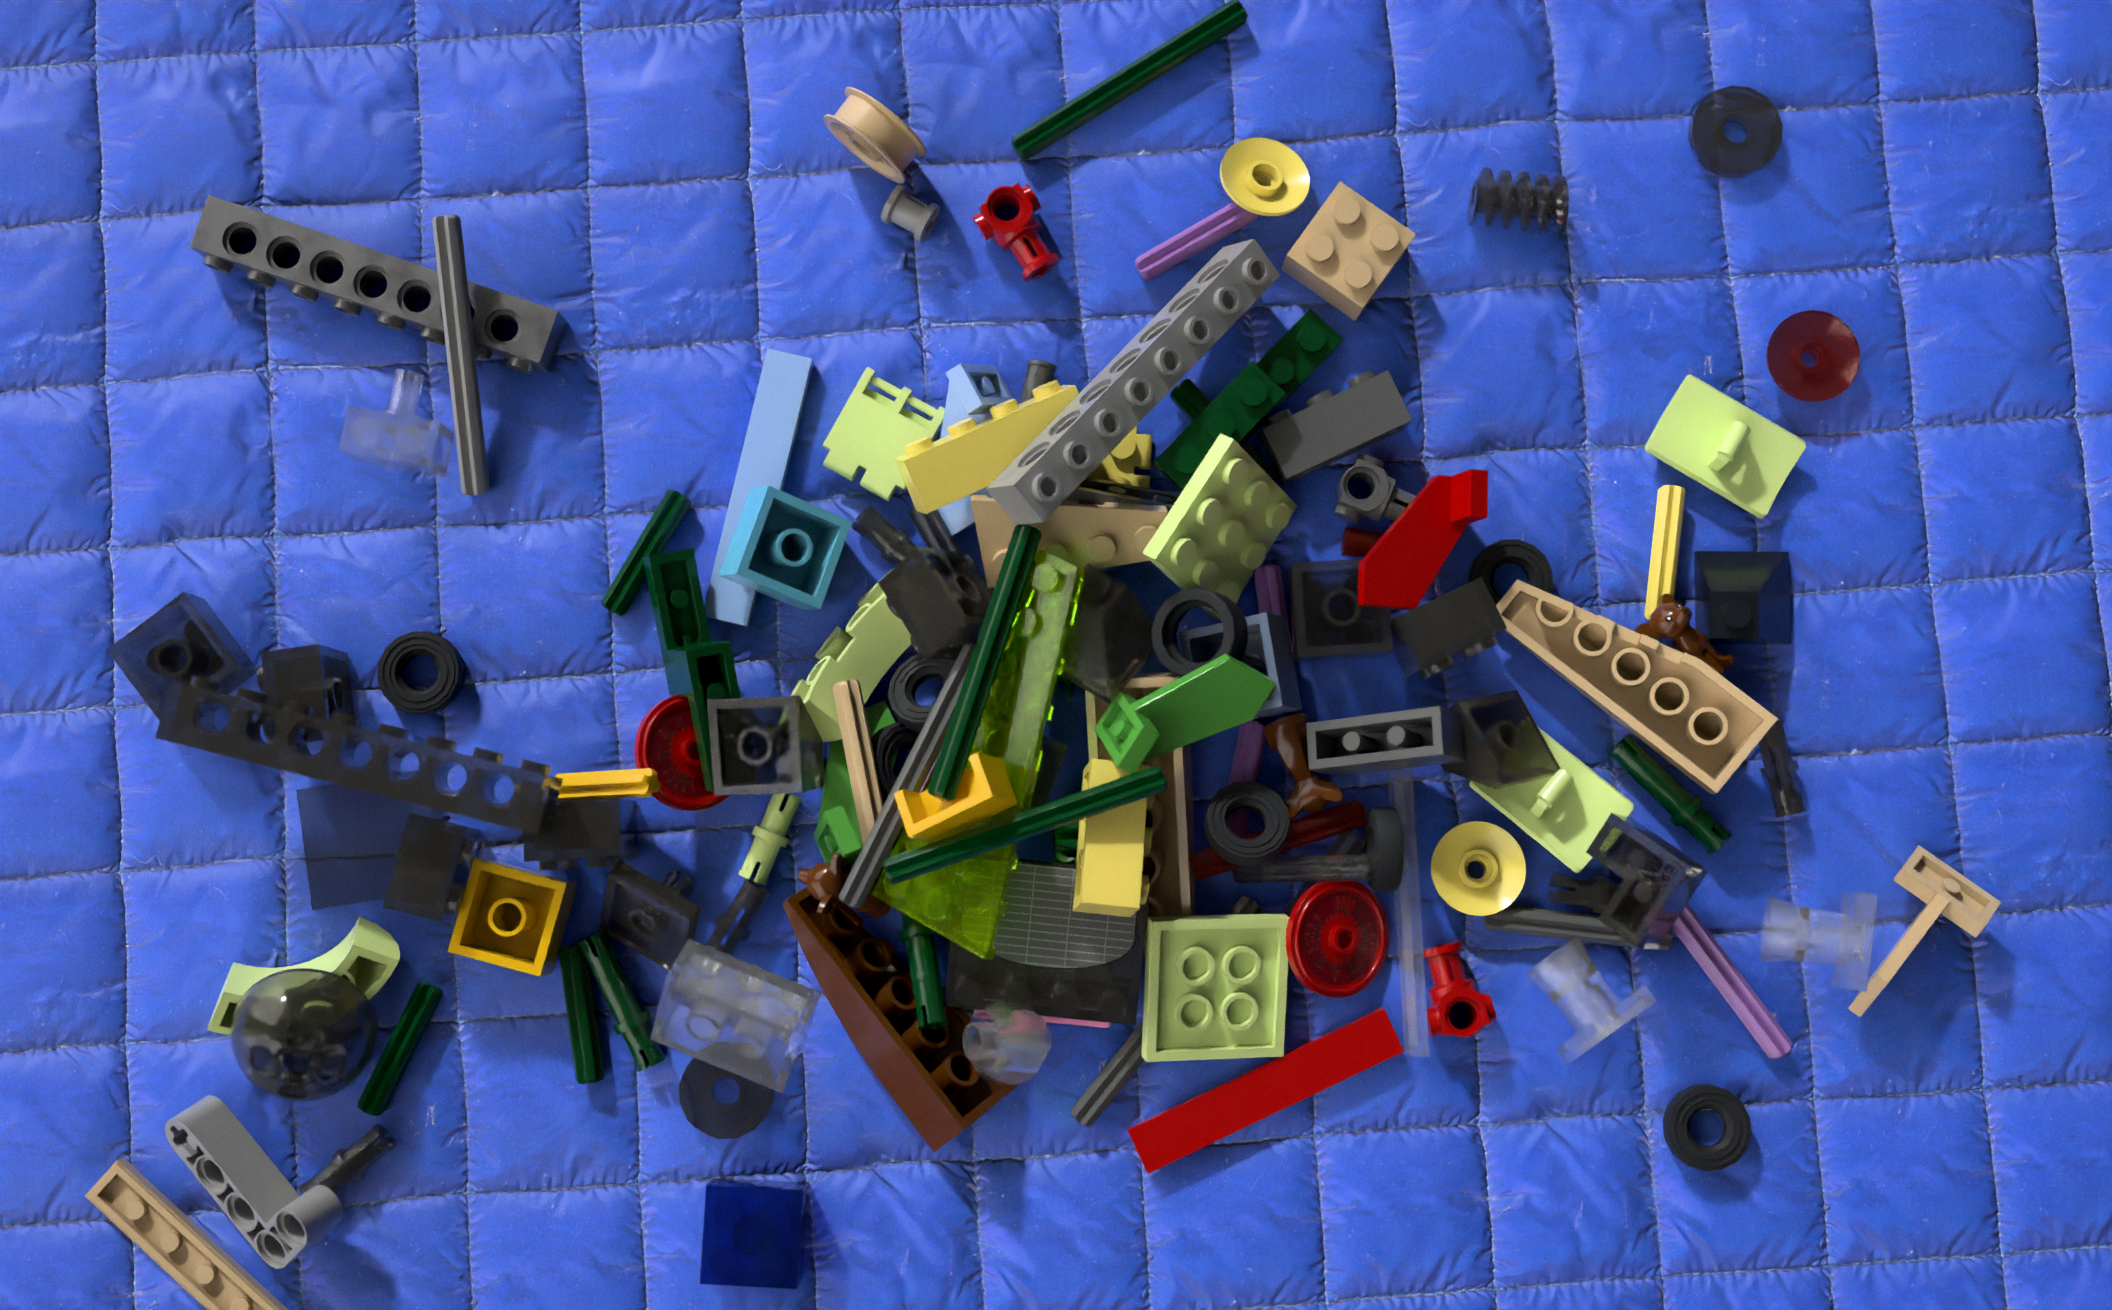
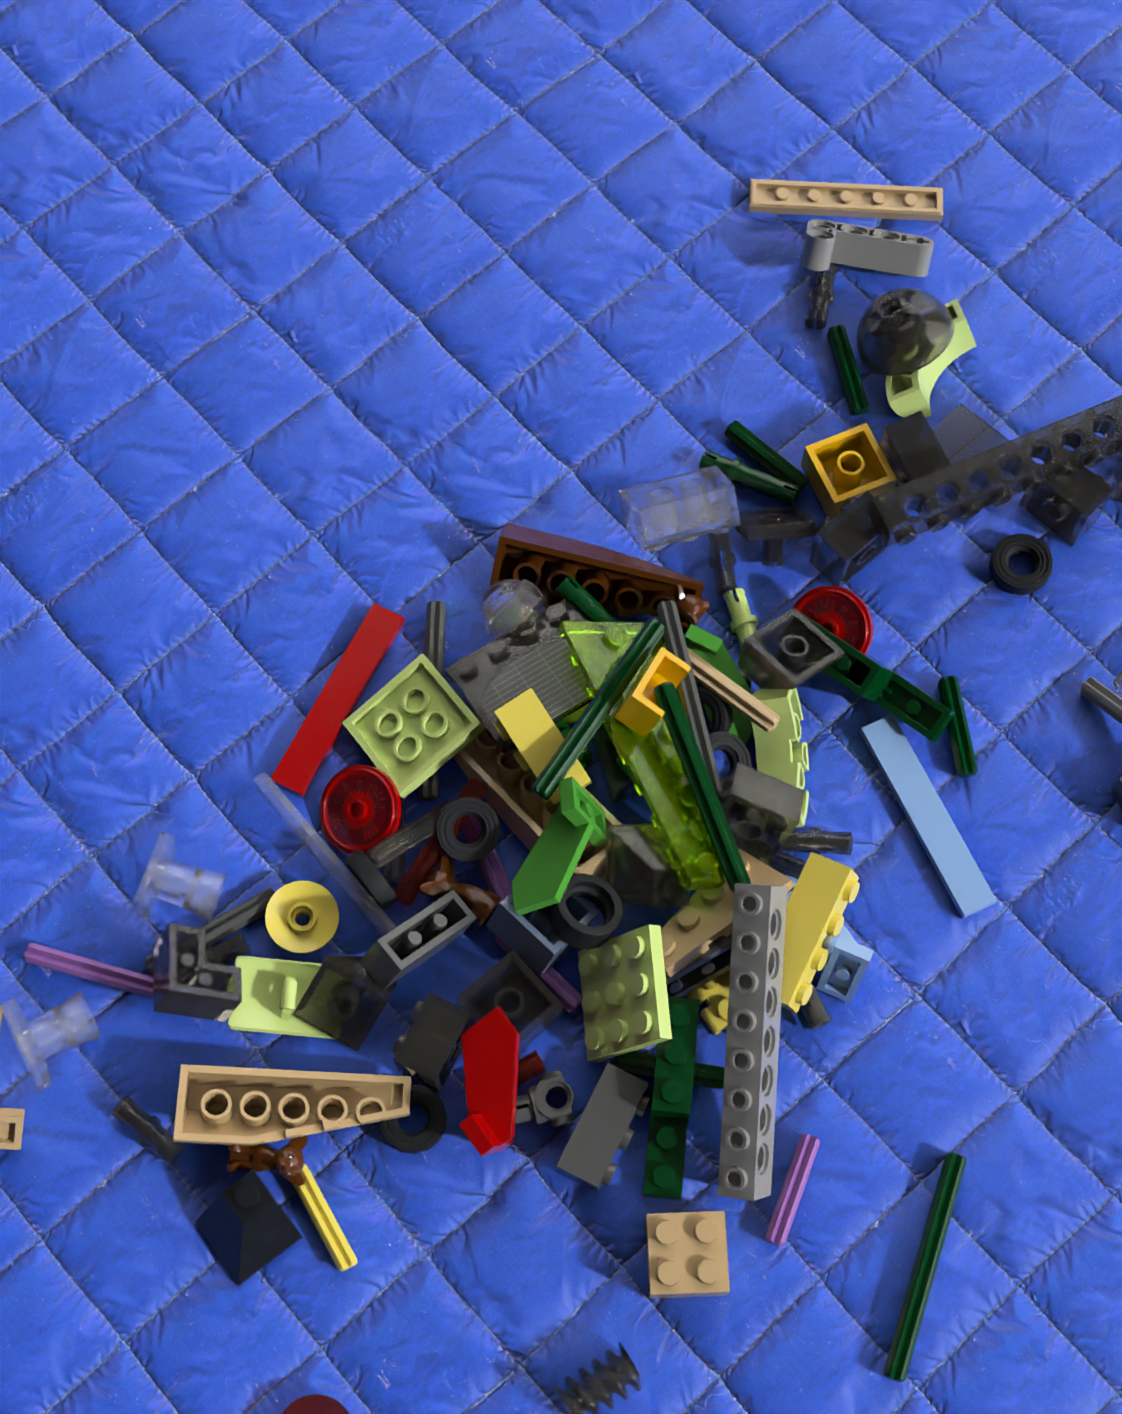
camera: 145 degrees right, 15 degrees down
(608, 784) = (862, 572): yellow axle -> none
(710, 1114) = (647, 459): clear smoke tile -> none
(754, 1233) = (572, 415): clear blue brick -> none
(785, 548) = (877, 781): medium azure brick -> none
(874, 434) = (885, 902): yellowish green plate -> none
(875, 134) = (1051, 1079): tan wheel -> none
(910, 213) = (986, 1055): light grey bush -> none
(1018, 232) = (905, 1097): red connector -> none
(1264, 177) = (785, 1281): light yellow dish -> none
(1453, 987) = (265, 833): red connector -> none
(1682, 807) = (196, 1054): dark green pin -> none
(1725, 446) = (332, 1322): yellowish green shield -> none
(1736, 1127) = (32, 857): black tyre -> none

